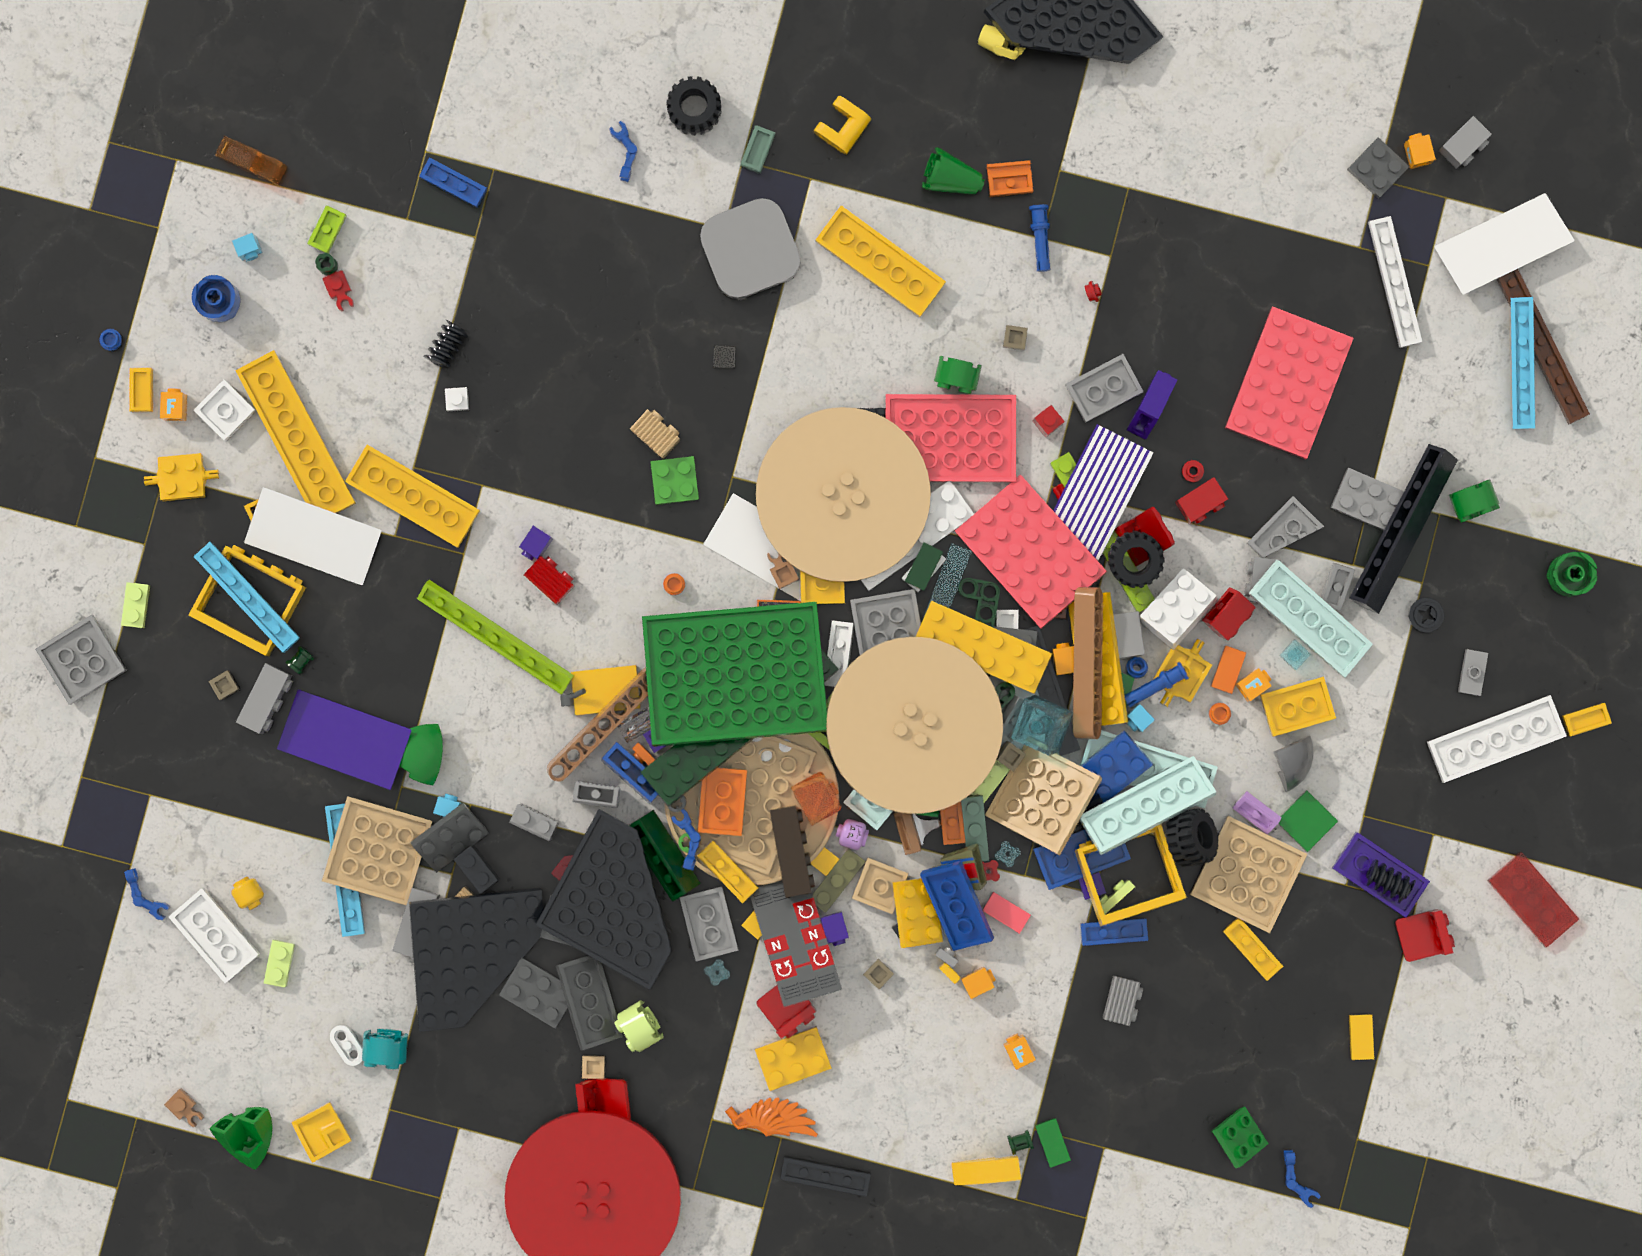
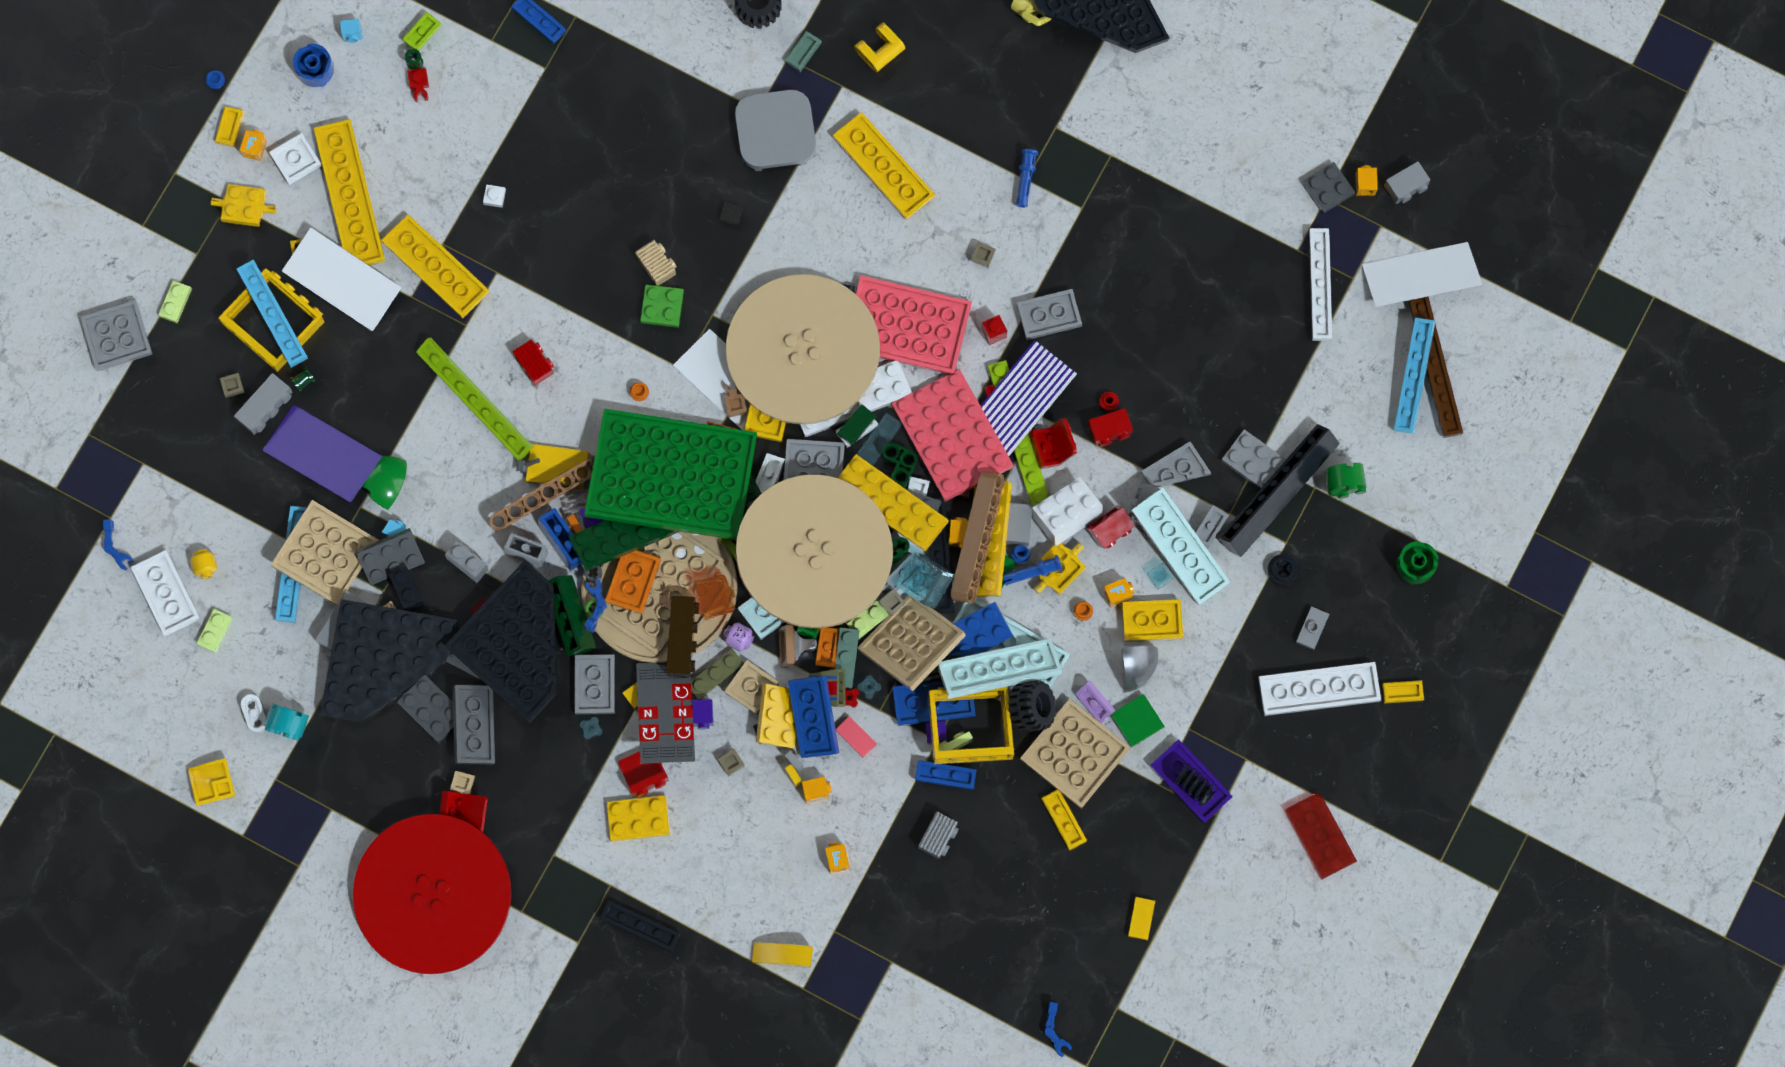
camera: 10 degrees right, 10 degrees down
(182, 1105) = (97, 732): medium nougat plate -> none
(245, 1135) = (145, 769): green brick -> none
(446, 344) = (496, 148): black piece -> none
(535, 543) = (529, 328): dark purple brick -> none
(623, 136) = (696, 27): blue piece -> none
(639, 1027) = (511, 756): yellowish green brick -> none
(727, 871) = (622, 642): yellow tile -> none
(773, 1118) = (607, 865): orange animal -> none
(825, 861) = (708, 655): yellow tile -> none
(951, 175) = (962, 108): green cone -> none
(957, 374) = (926, 272): green brick -> none
(1009, 178) = (1010, 123): orange plate -> none
(1020, 1142) = (820, 933): dark green bush -> none
(1052, 1142) = (847, 945): green tile -> none
(1093, 291) = (1059, 232): red plate -> none
(1139, 718) = (1011, 597): medium azure plate -> none
(1141, 577) = (1047, 443): black tyre -> none
(1152, 404) = (1086, 337): dark purple slope -> none
(1228, 669) = (1099, 575): orange tile -> none
(1240, 1137) = (1013, 978): green plate -> none
(1289, 383) = (1209, 347): coral plate -> none
(1425, 935) = (1217, 842): red bracket -> none

